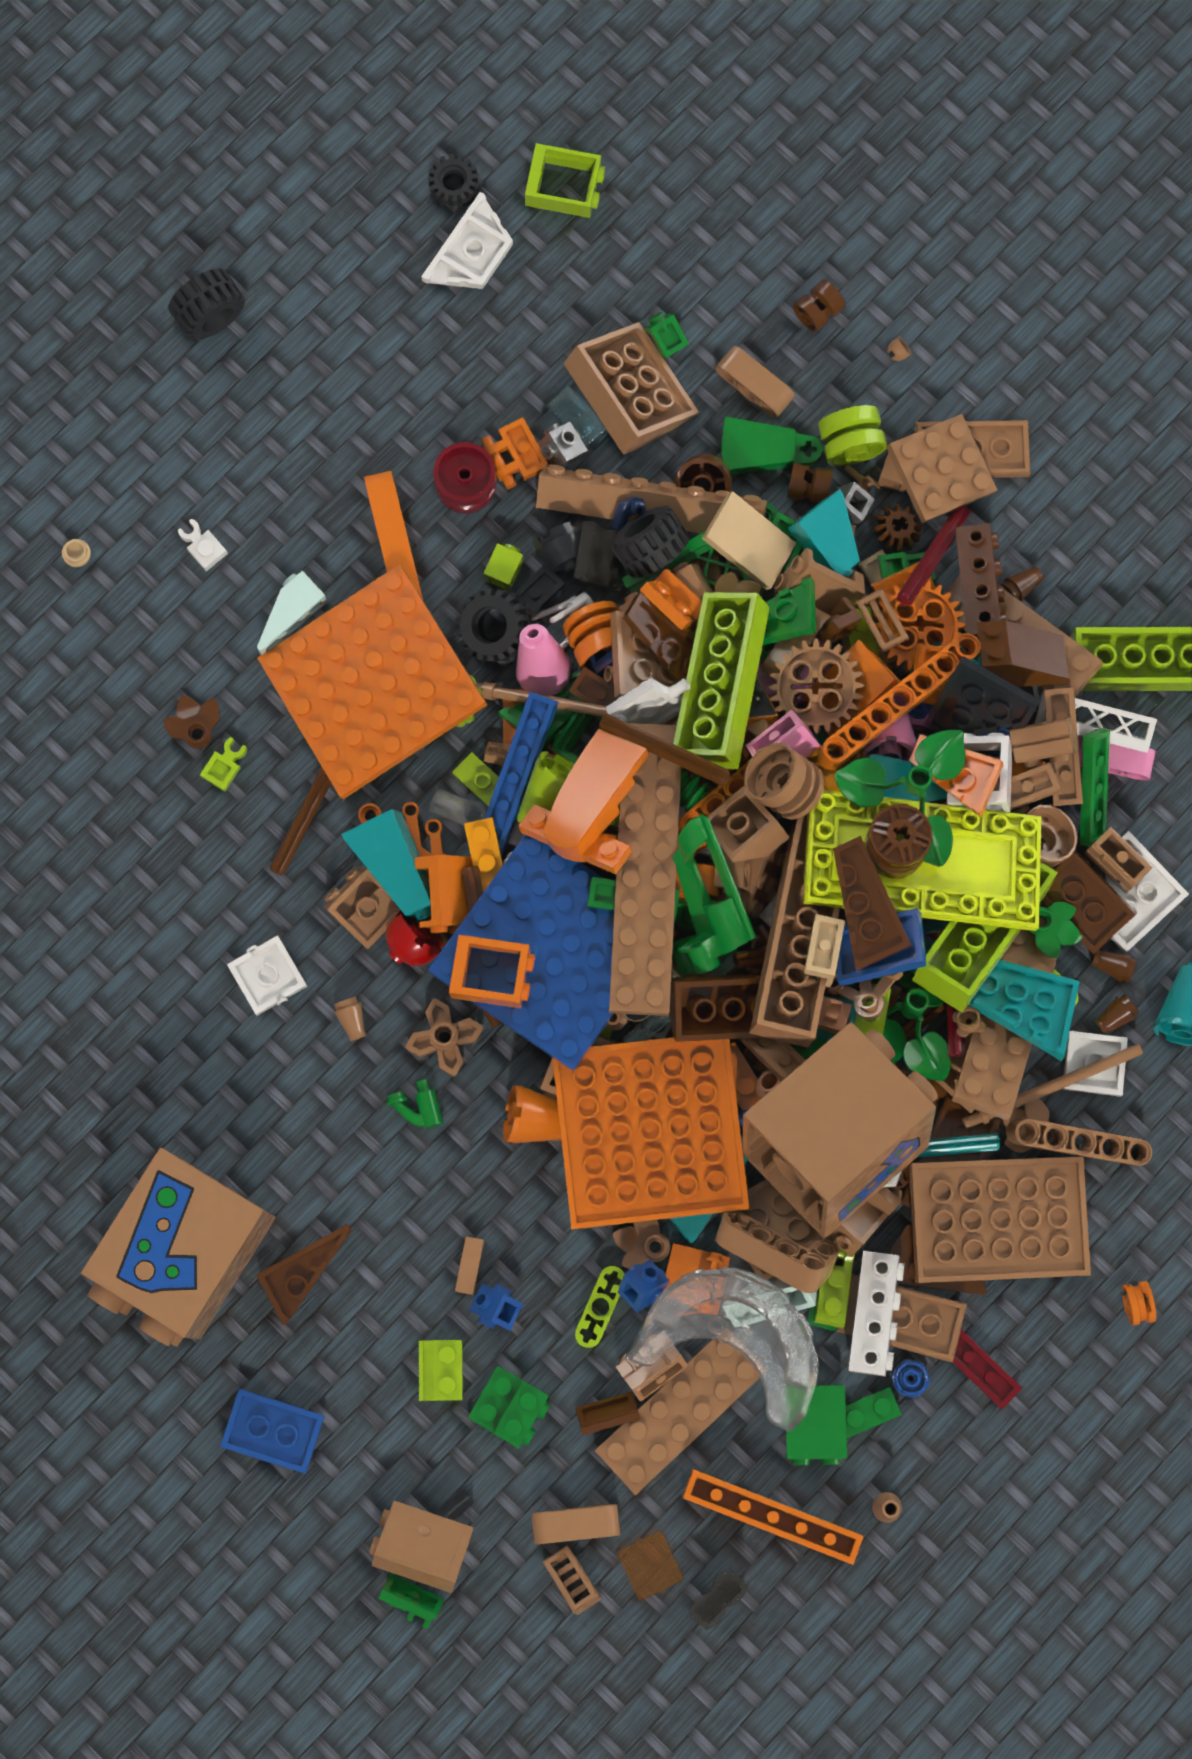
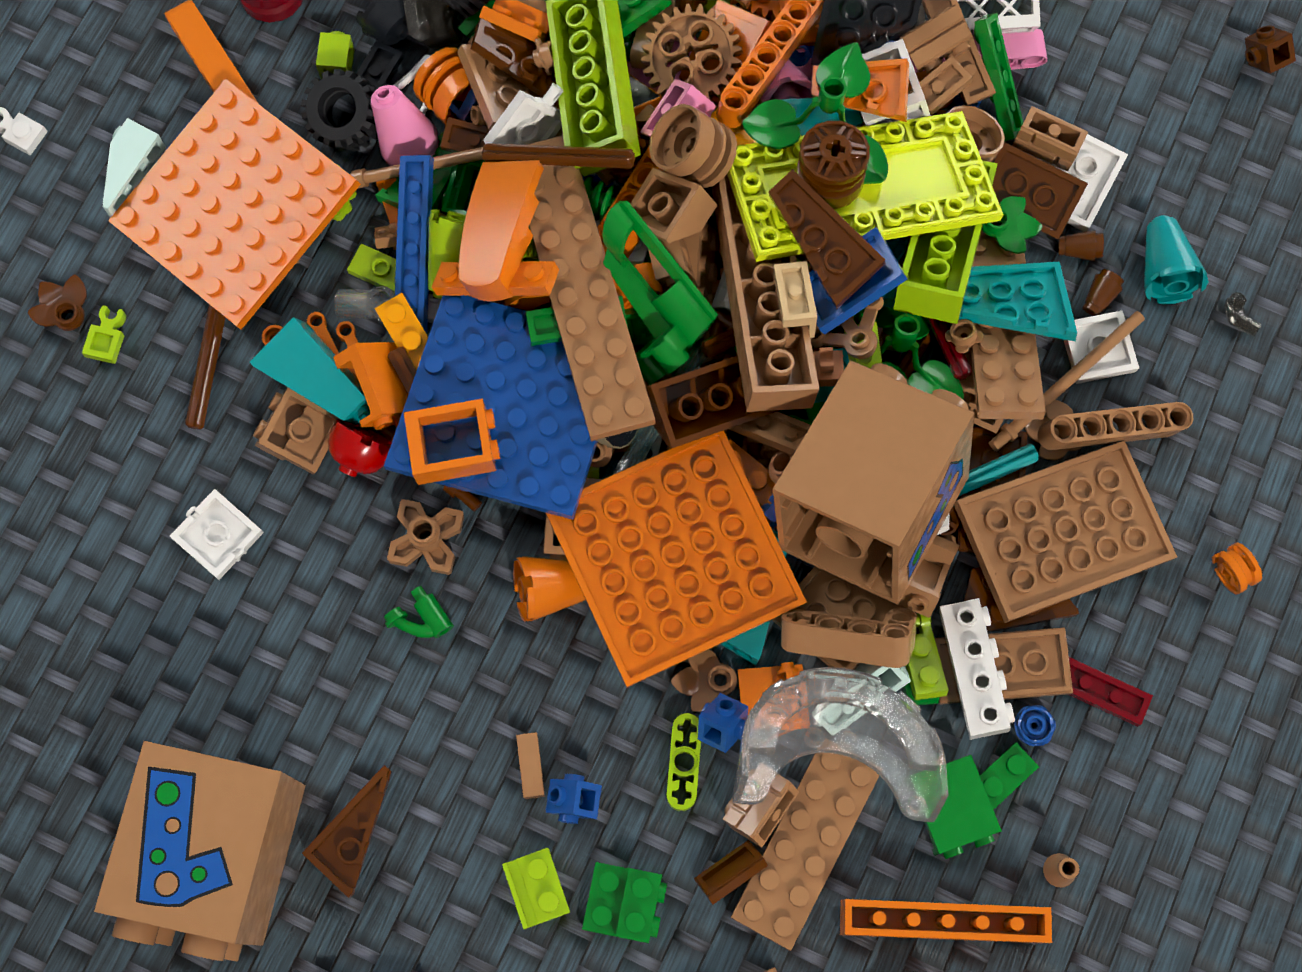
camera: 20 degrees left, 5 degrees down
(351, 1017) = (319, 548): medium nougat cone -> none
(684, 644) = (543, 56): none -> medium nougat plate

